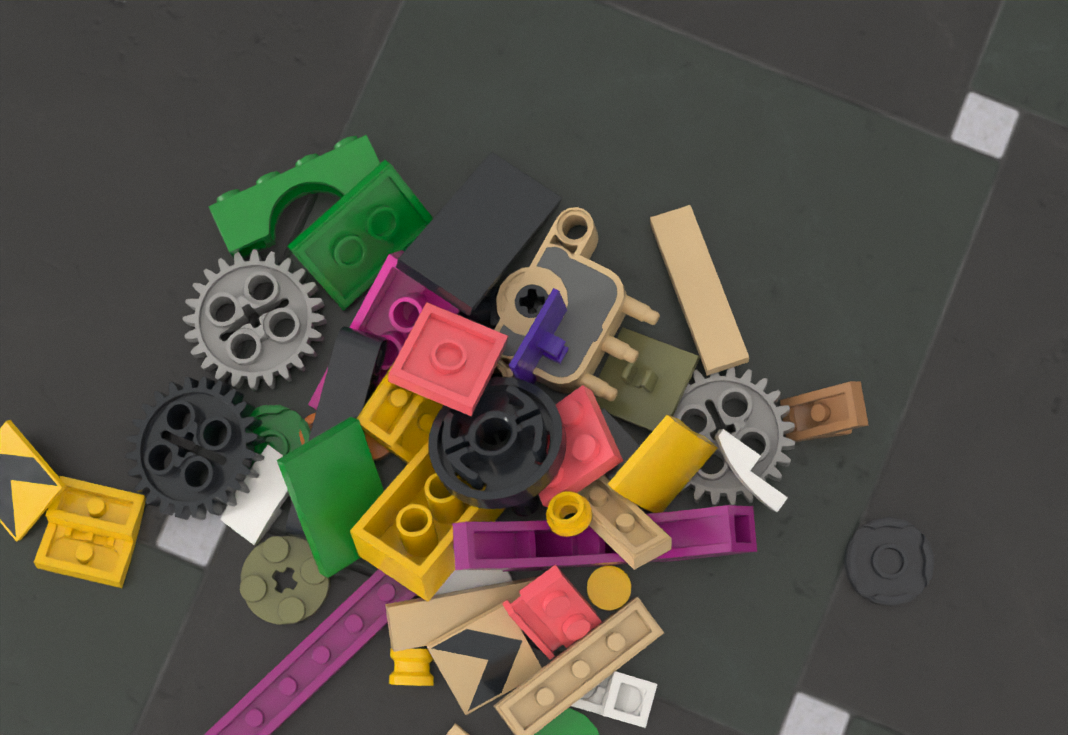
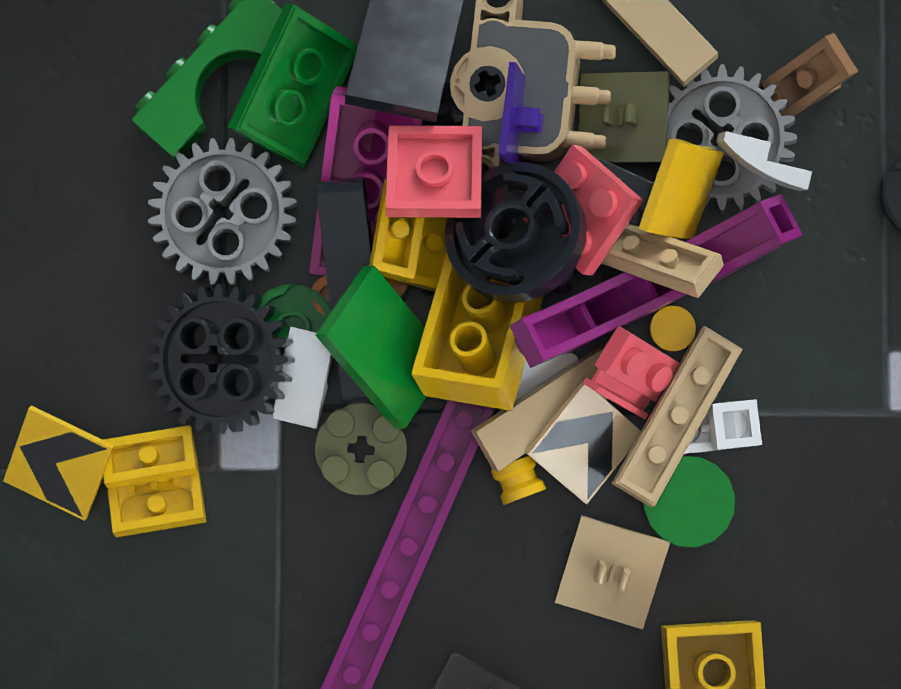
camera: 25 degrees left, 5 degrees up
(564, 504) = (604, 264): yellow plate -> none

